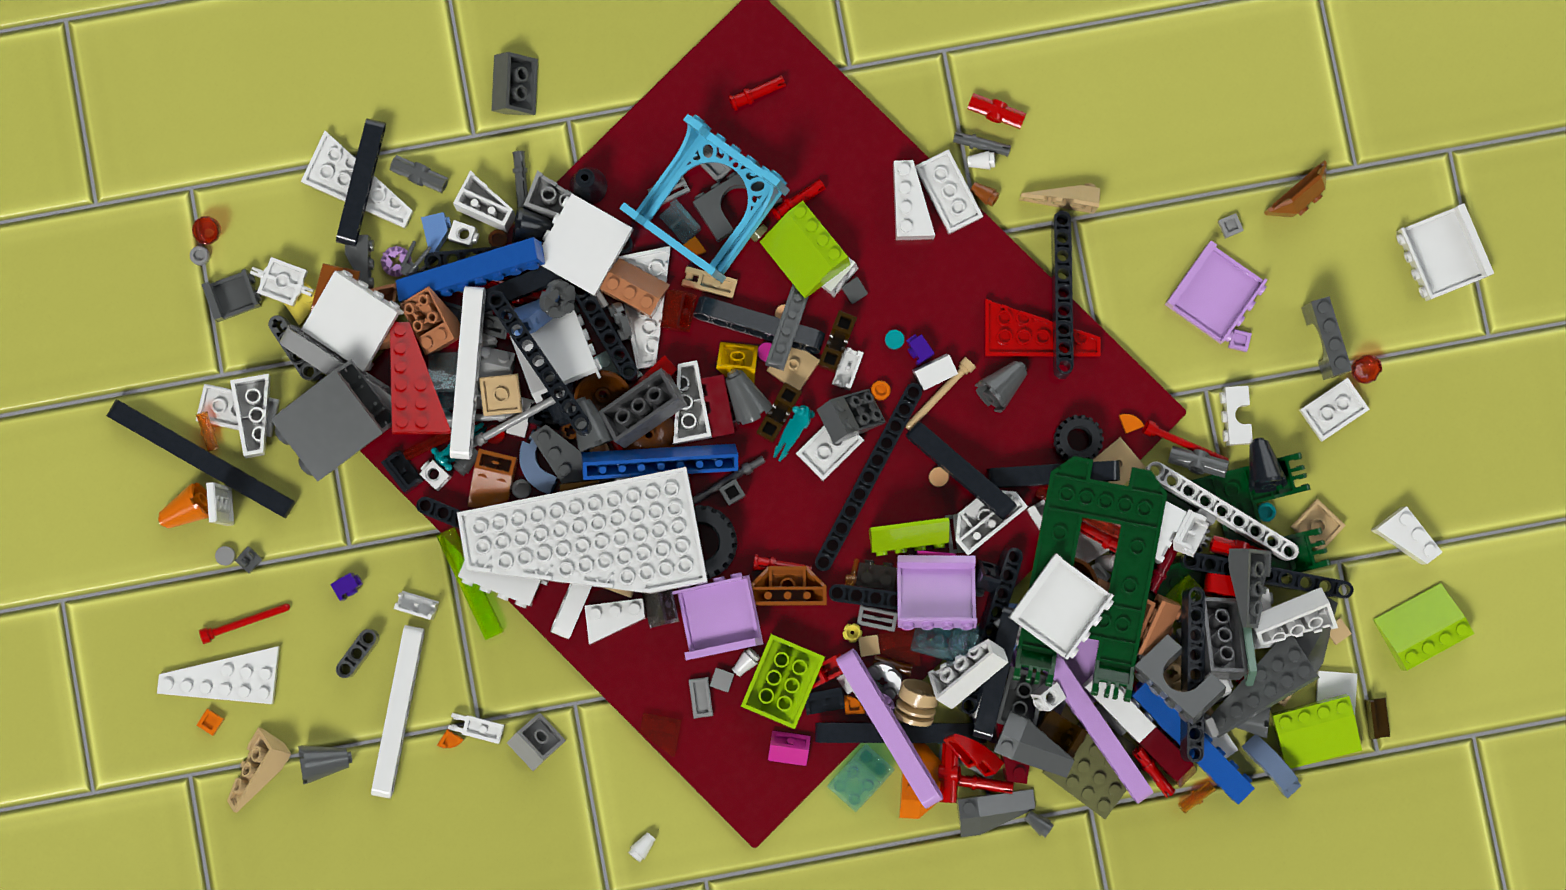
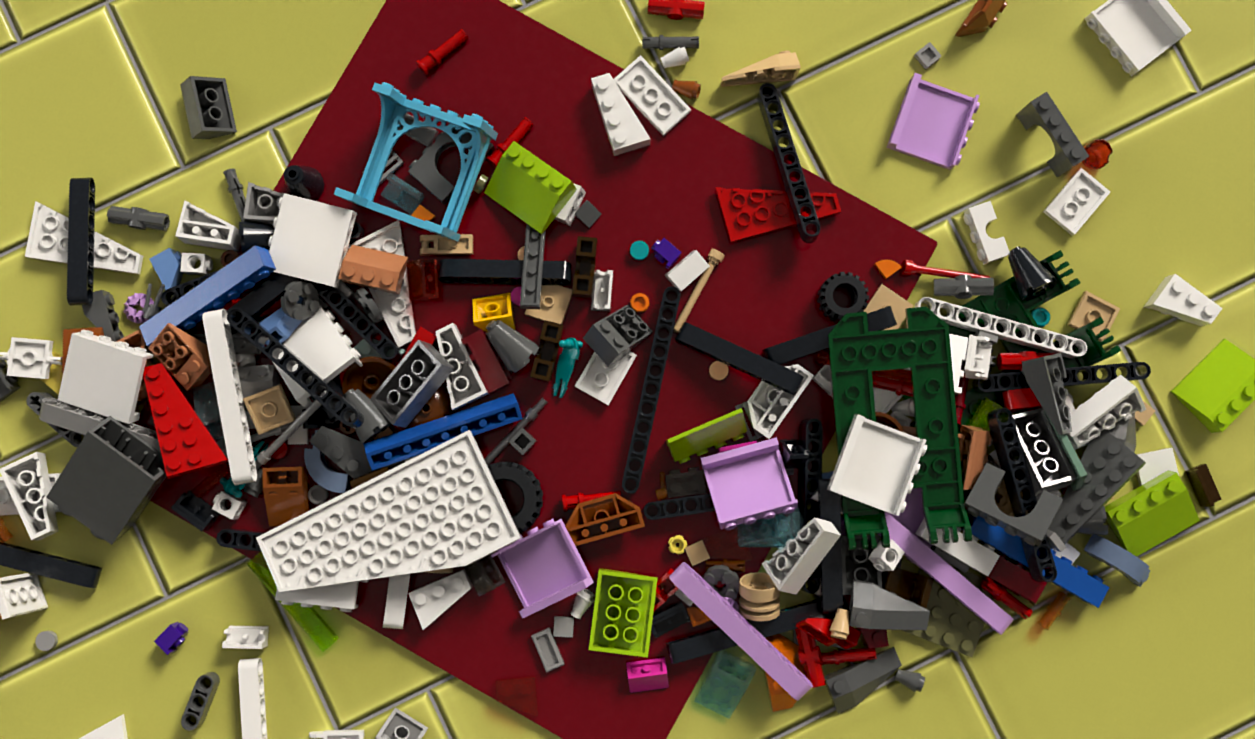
camera: 15 degrees left, 0 degrees up
(208, 634) = (48, 724): red piece -> none
(248, 559) = (70, 637): dark grey tile -> none
(860, 615) = (694, 516): light grey tile -> none
(985, 748) = (840, 624): none -> tan cone
(1001, 385) = (754, 266): dark grey cone -> none
(1240, 340) = (968, 161): lavender tile -> none

